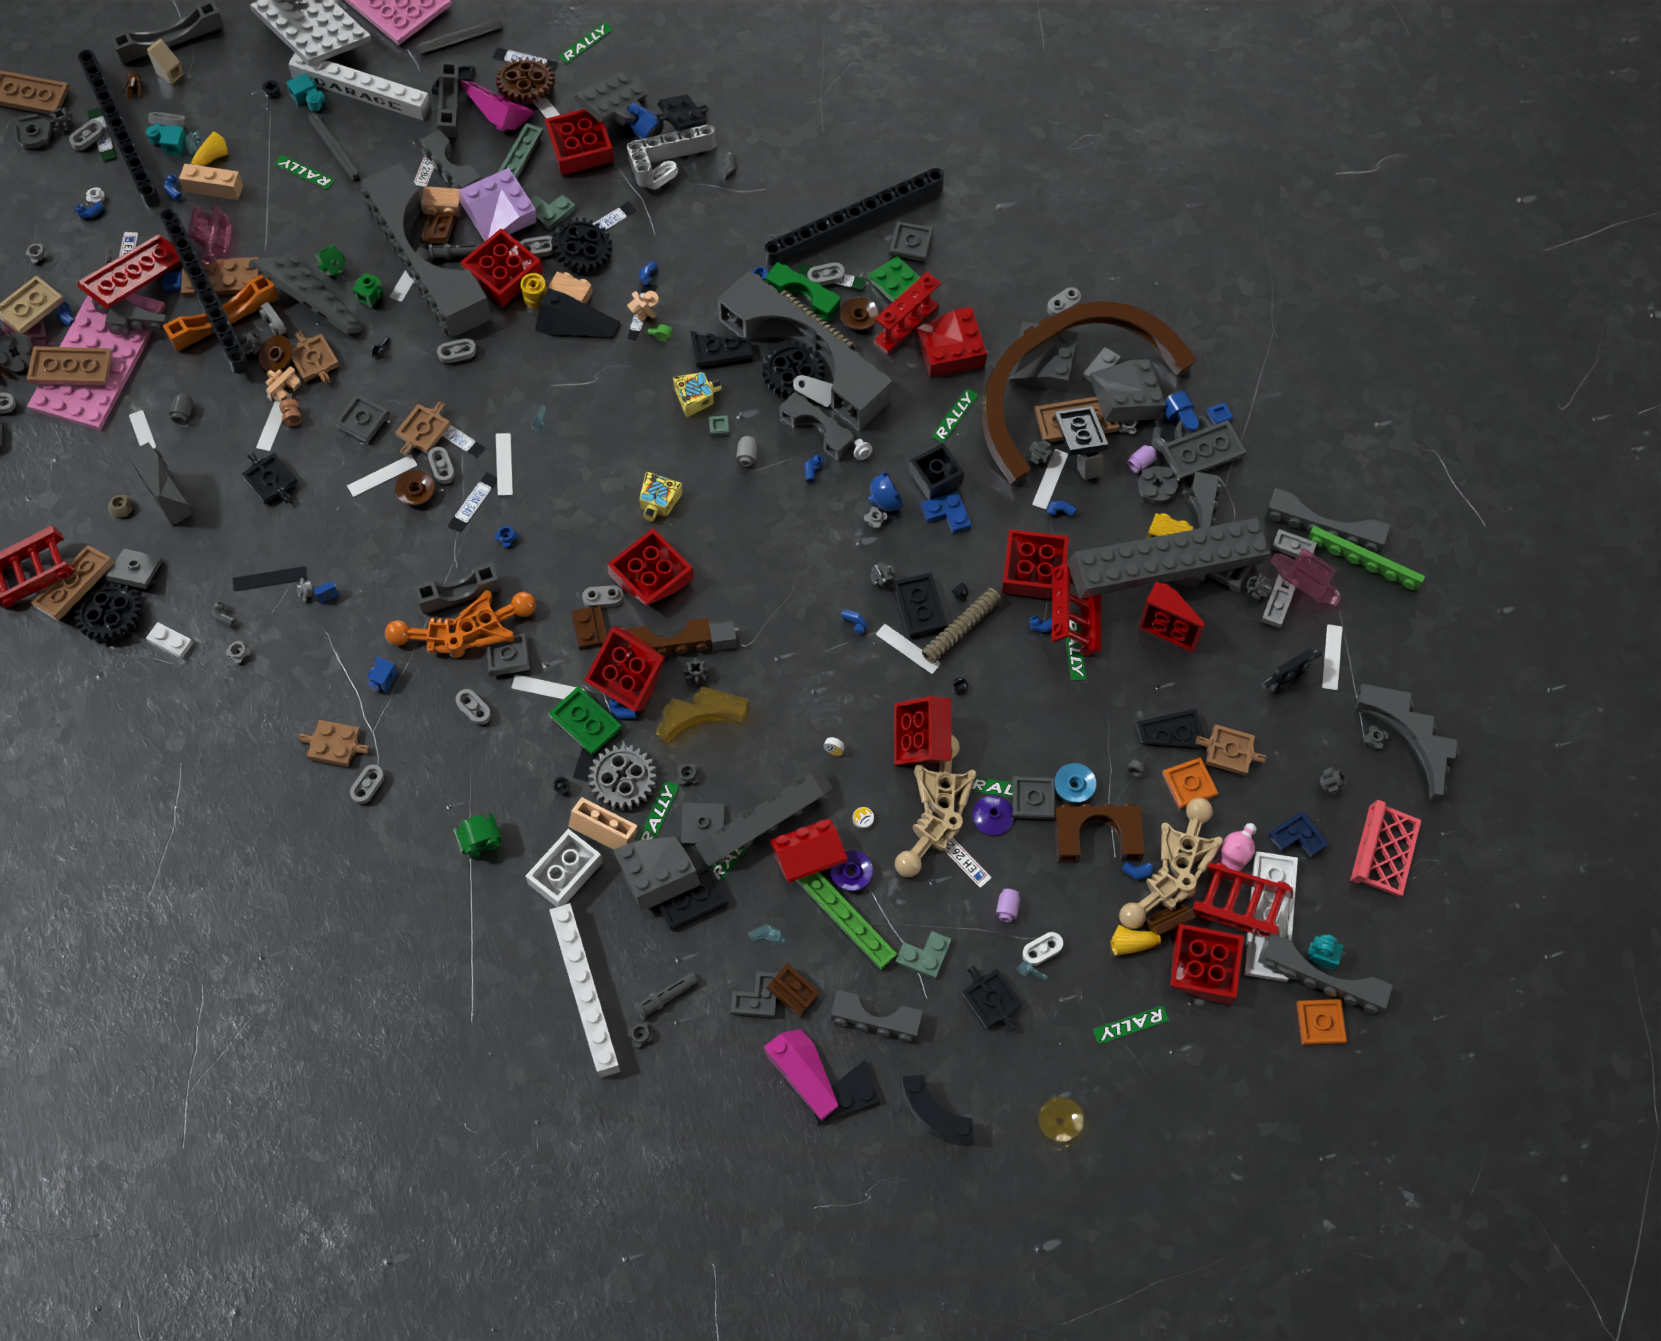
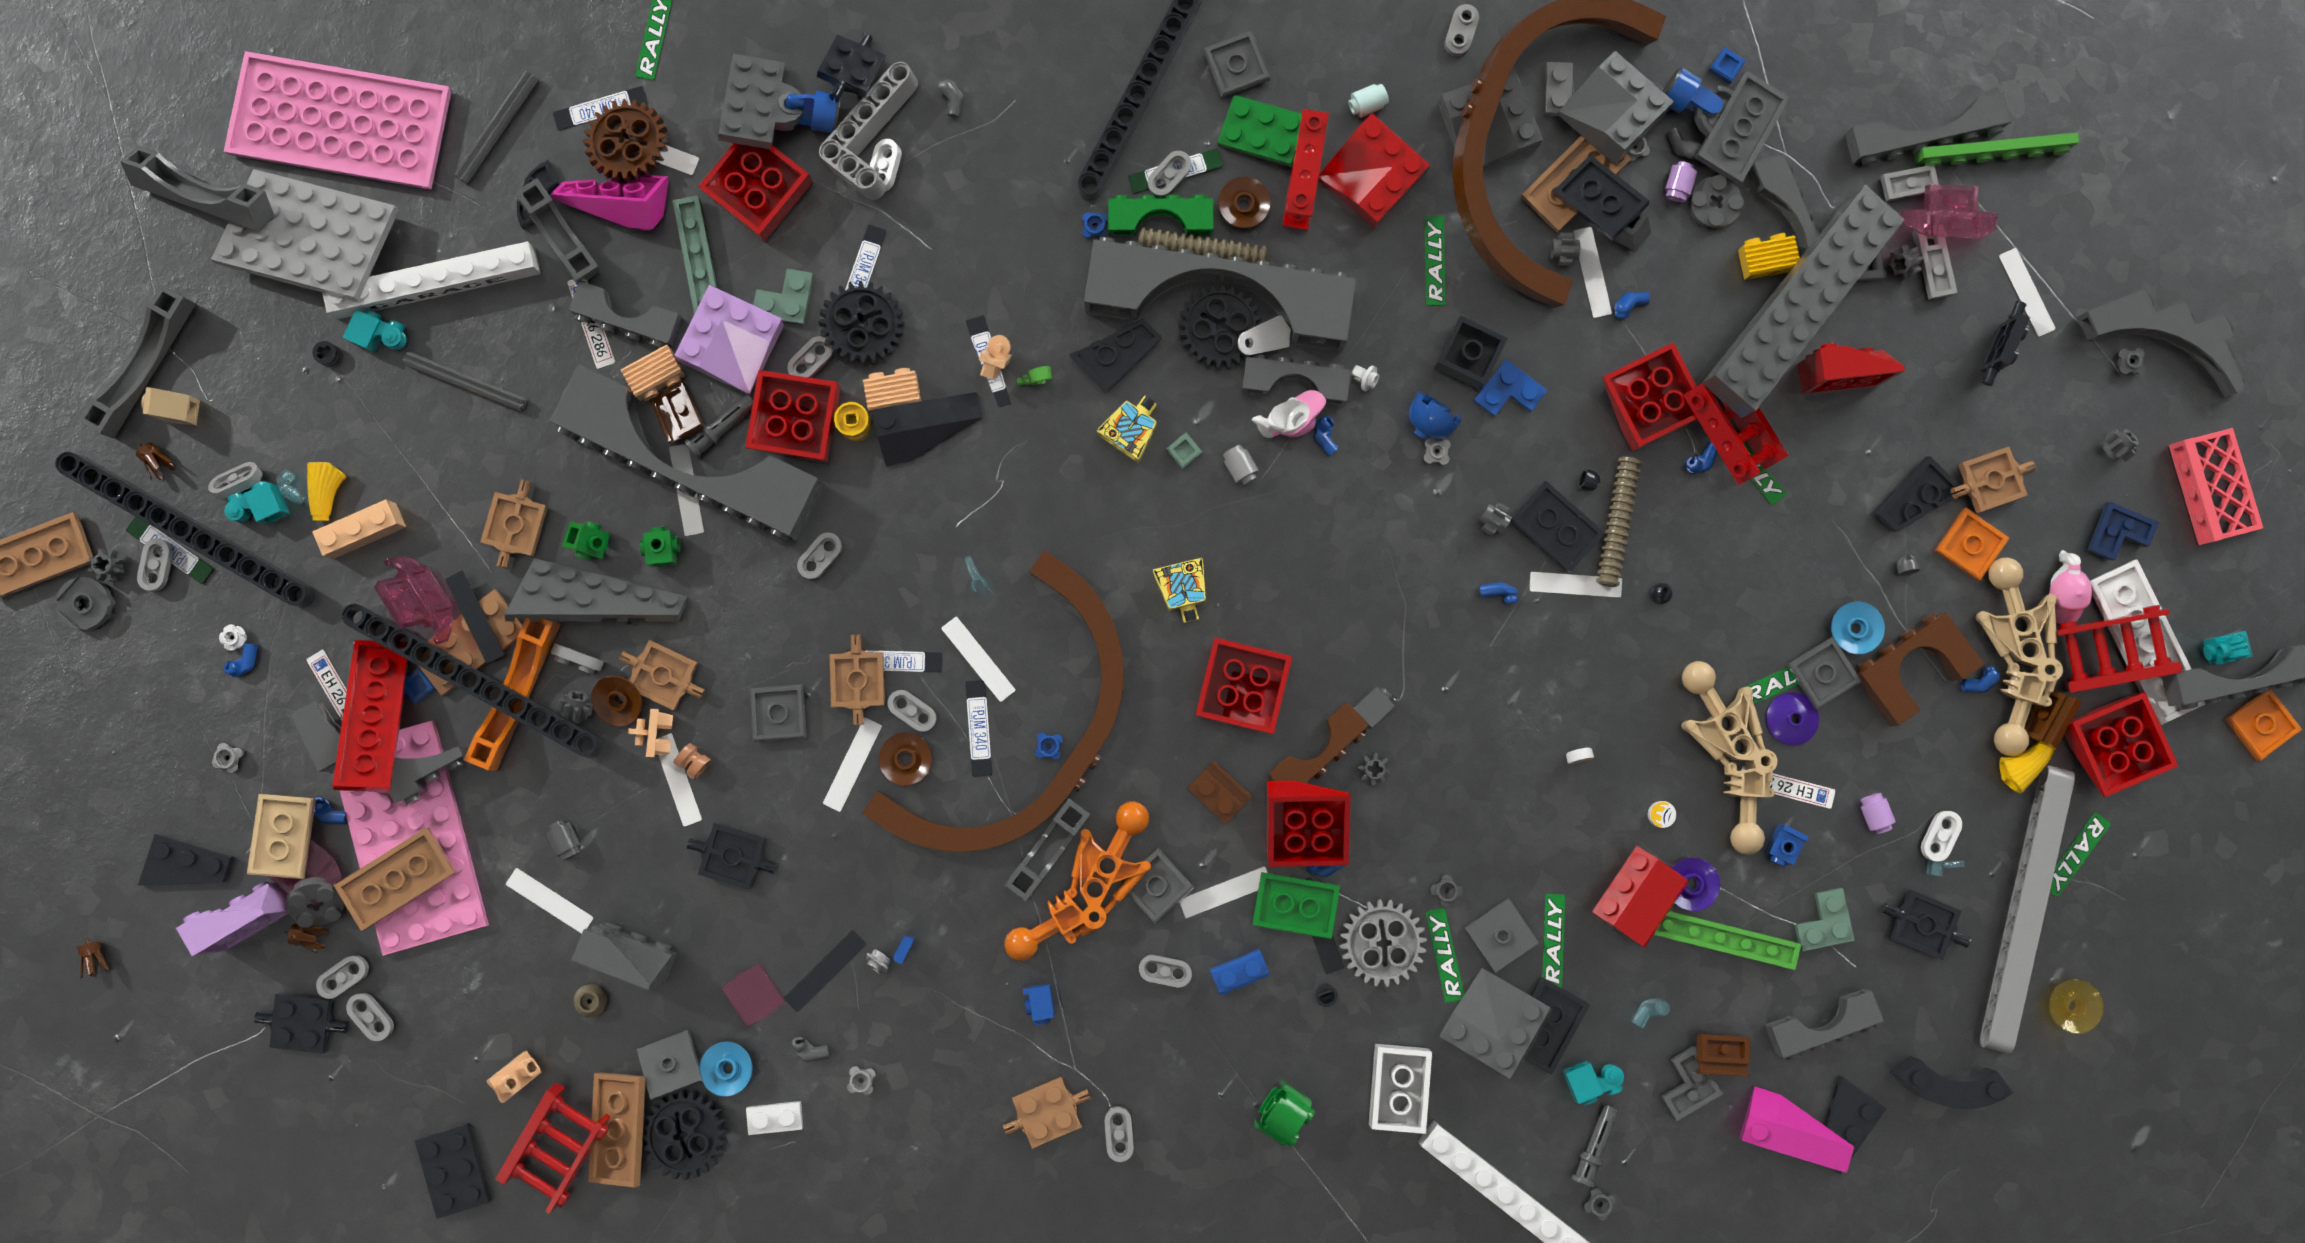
camera: 35 degrees left, 20 degrees up
(40, 514) = (514, 1076): none -> light nougat hips
(160, 586) = (713, 1068): none -> dark azure dish
(170, 187) = (313, 565): blue arm -> none
(216, 564) = (753, 994): none -> clear pink piece
(234, 262) = (474, 616): none -> black sticker
(298, 231) = (514, 524): none -> medium nougat plate
(304, 171) = (454, 437): sticker -> none
(378, 349) = (728, 613): black hand -> none
(510, 555) = (1070, 777): none -> reddish brown arch
(518, 735) = (1239, 972): none -> blue brick
(601, 824) = (1405, 1013): light nougat brick -> none
(602, 596) = (1207, 747): light grey plate -> none
(646, 271) = (959, 309): blue arm -> none
(687, 950) = (1585, 1084): none -> teal brick
(706, 707) = (1415, 801): clear yellow arch -> none
(764, 817) = (1568, 890): dark grey brick -> none
(796, 444) = (1292, 417): none -> white hair
(922, 731) = (1671, 684): red slope -> none
(929, 894) = (1776, 845): none -> blue brick
(979, 303) = (1368, 100): none -> light aqua brick
(1068, 1034) = (2027, 909): none -> light grey beam

